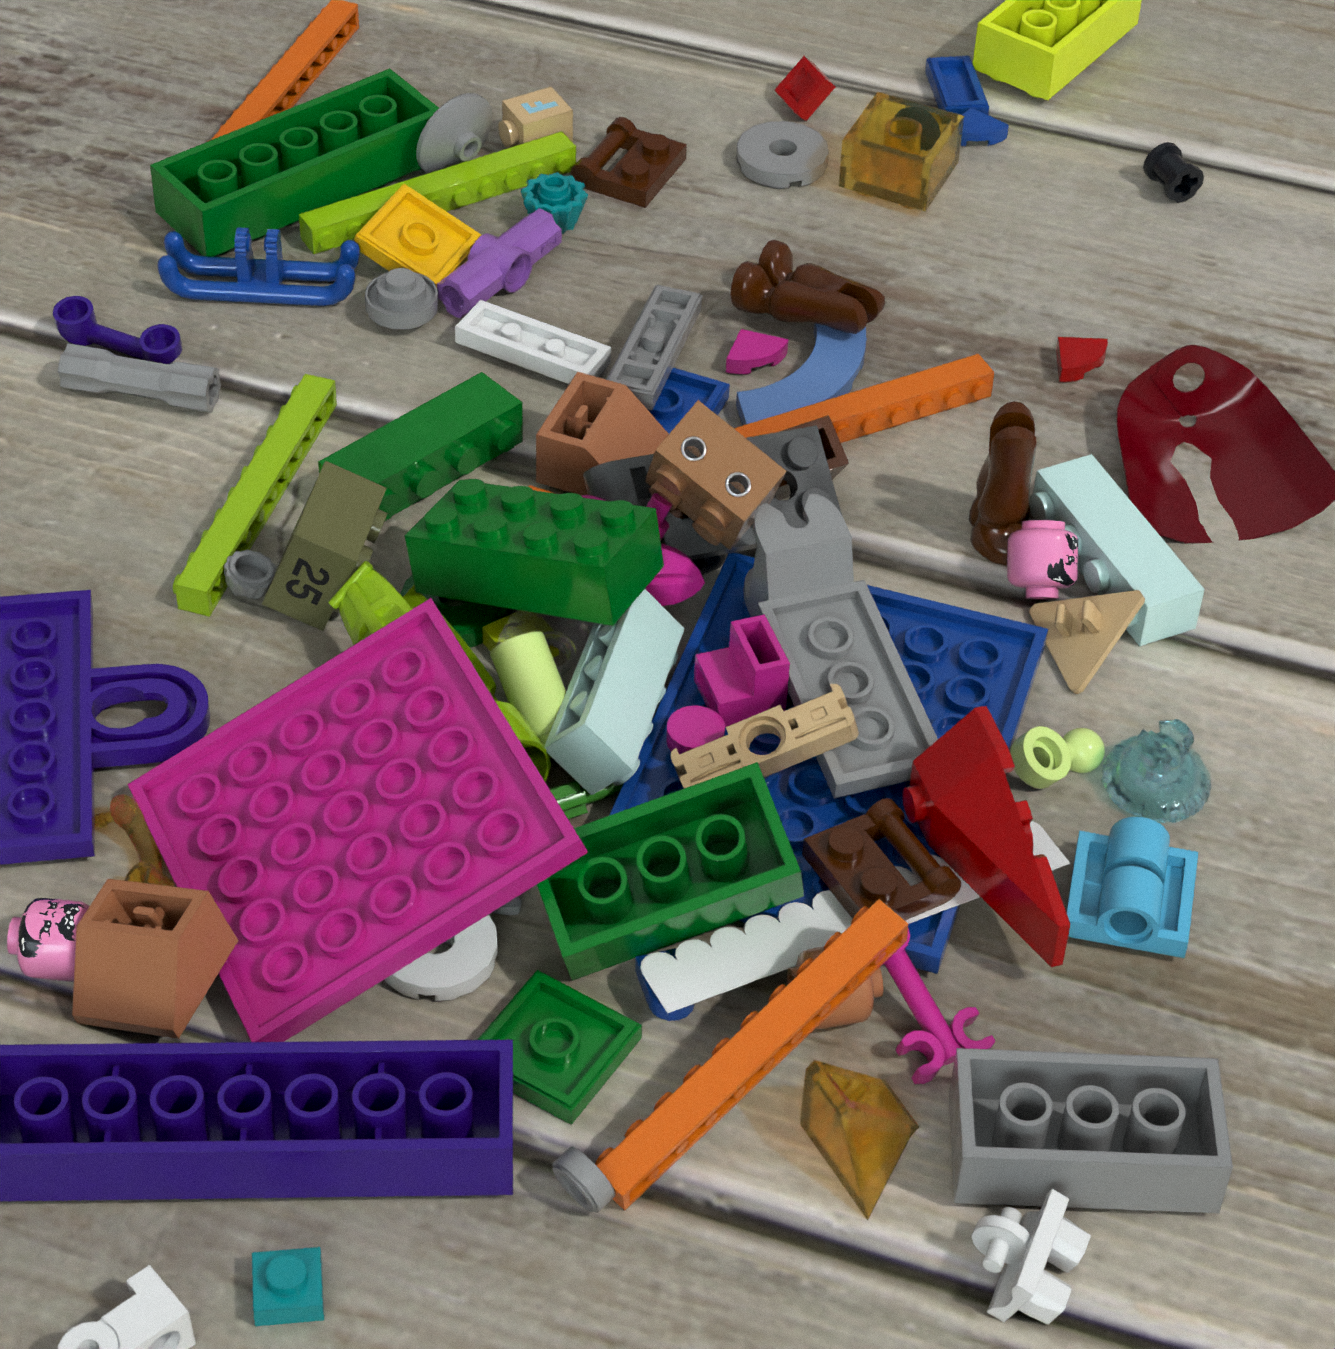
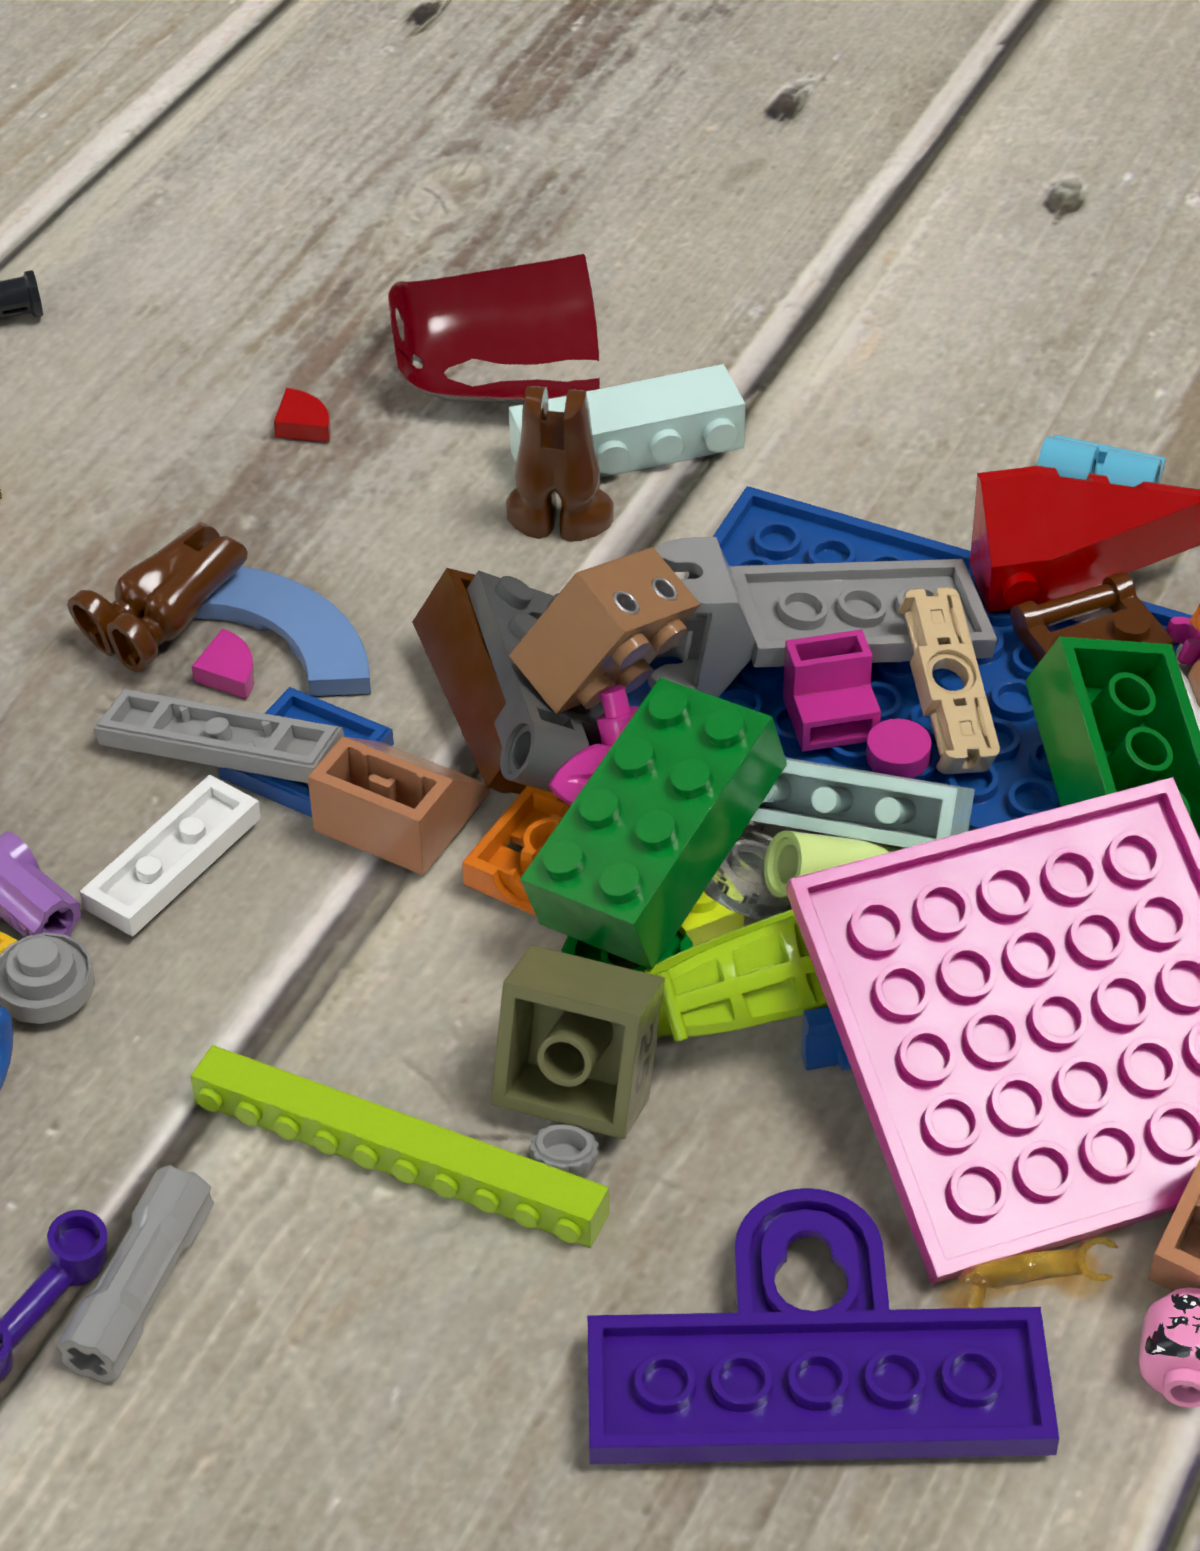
camera: 80 degrees left, 0 degrees up
(436, 442) = (369, 969): green brick -> none
(891, 401) = (372, 606): orange piece -> none
(1042, 558) = (648, 471): bright pink head -> none
(1045, 757) = (901, 503): yellowish green plate -> none
(1085, 631) = (742, 458): tan piece -> none
(1158, 774) = (935, 451): clear light blue hair -> none

